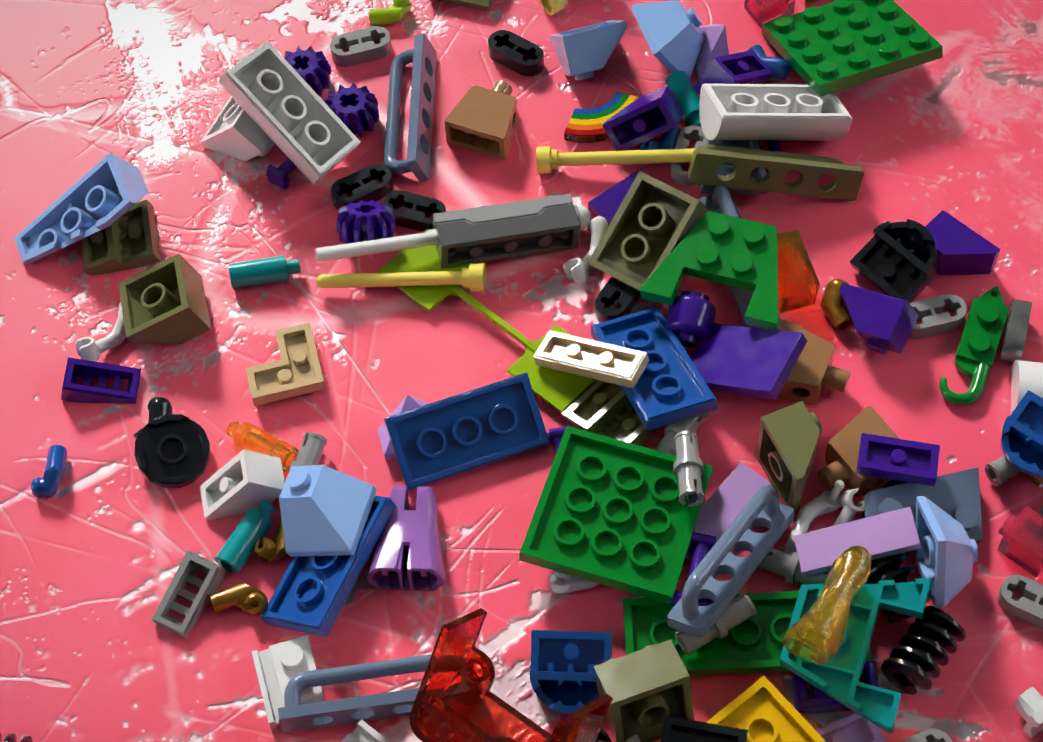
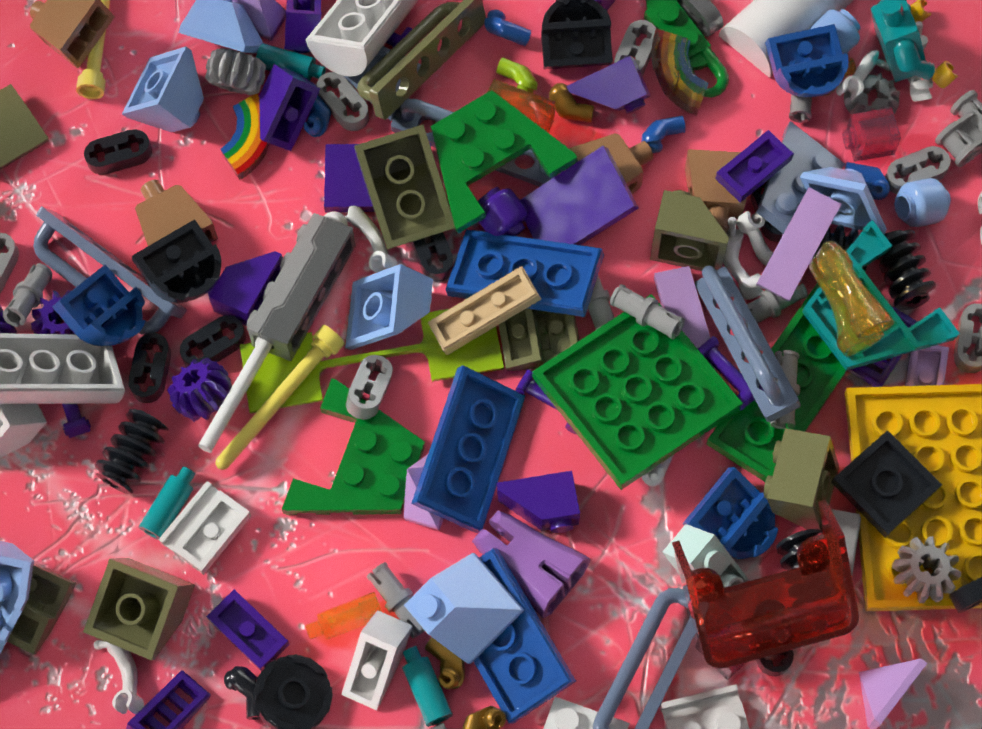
camera: 55 degrees left, 10 degrees up
(202, 387) = (248, 630): none -> dark purple plate
(261, 305) = (205, 527): none -> white plate
(281, 218) = (129, 450): none -> black piece
(294, 374) = (296, 542): tan plate -> none
(350, 73) = (27, 294): none -> light grey pin
(372, 119) = (102, 310): none -> blue slope
(387, 380) = (371, 470): none -> green wing
(449, 139) = (180, 264): none -> black slope
(463, 334) = (362, 384): none -> light grey beam
(469, 515) = (543, 500): none -> dark purple slope
(474, 190) = (243, 286): none -> dark purple slope
(511, 661) = (706, 551): none -> light aqua slope
(546, 295) = (386, 304): none -> light blue slope
(550, 159) = (255, 205): light yellow piece -> none
(641, 68) = (235, 71): none -> light grey gear
(828, 254) = (519, 73): none -> lime arm
(856, 209) = (497, 25): none -> blue arm
(878, 380) = (660, 128): none -> blue arm
(936, 362) = (675, 73): none -> clear smoke tile
(990, 571) = (874, 178): none -> blue arm
(1004, 625) = (922, 202): none -> light blue head

